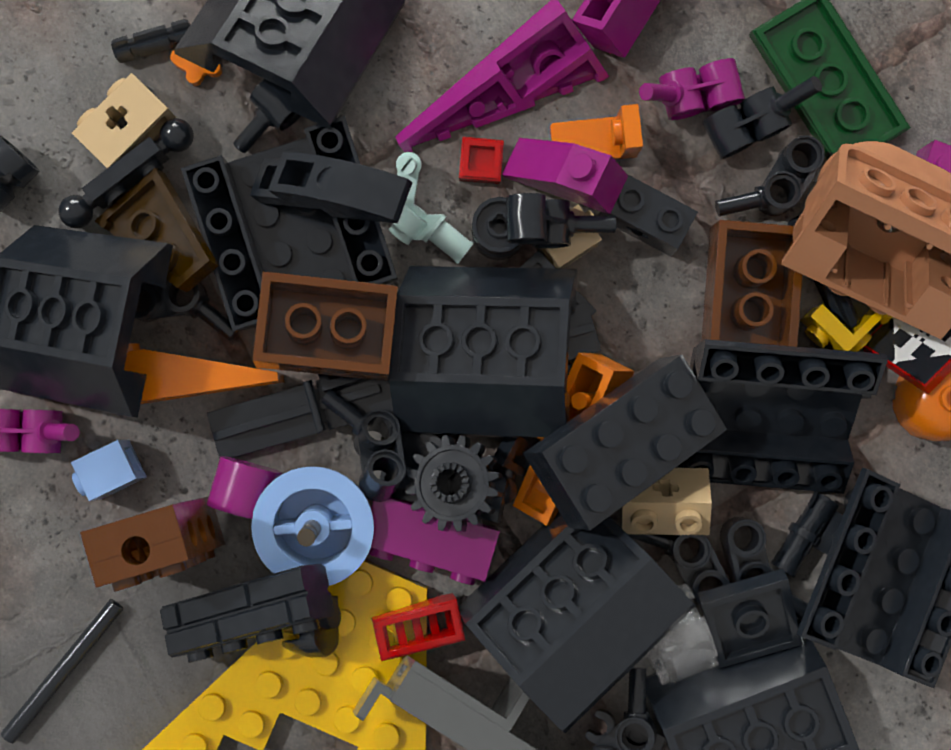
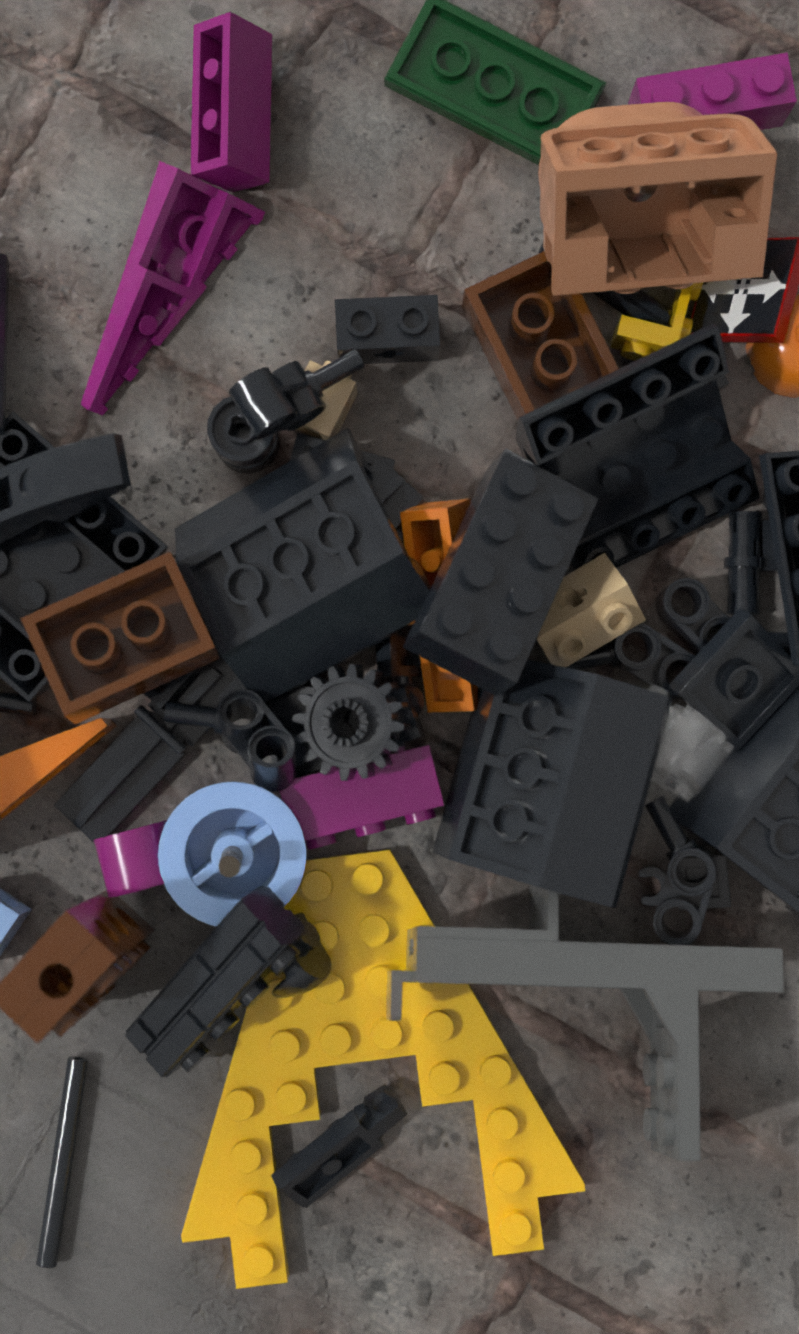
camera: 25 degrees left, 0 degrees up
(417, 224) = (156, 481): light aqua pin -> none
(437, 638) = (443, 880): red slope -> none
(481, 160) = (184, 376): red tile -> none
(567, 172) = (279, 331): magenta slope -> none
(610, 135) = (291, 281): orange bracket -> none
(692, 94) = (359, 182): magenta beam -> none
(757, 119) = (446, 165): black beam -> none
(783, 174) = (504, 206): black beam -> none

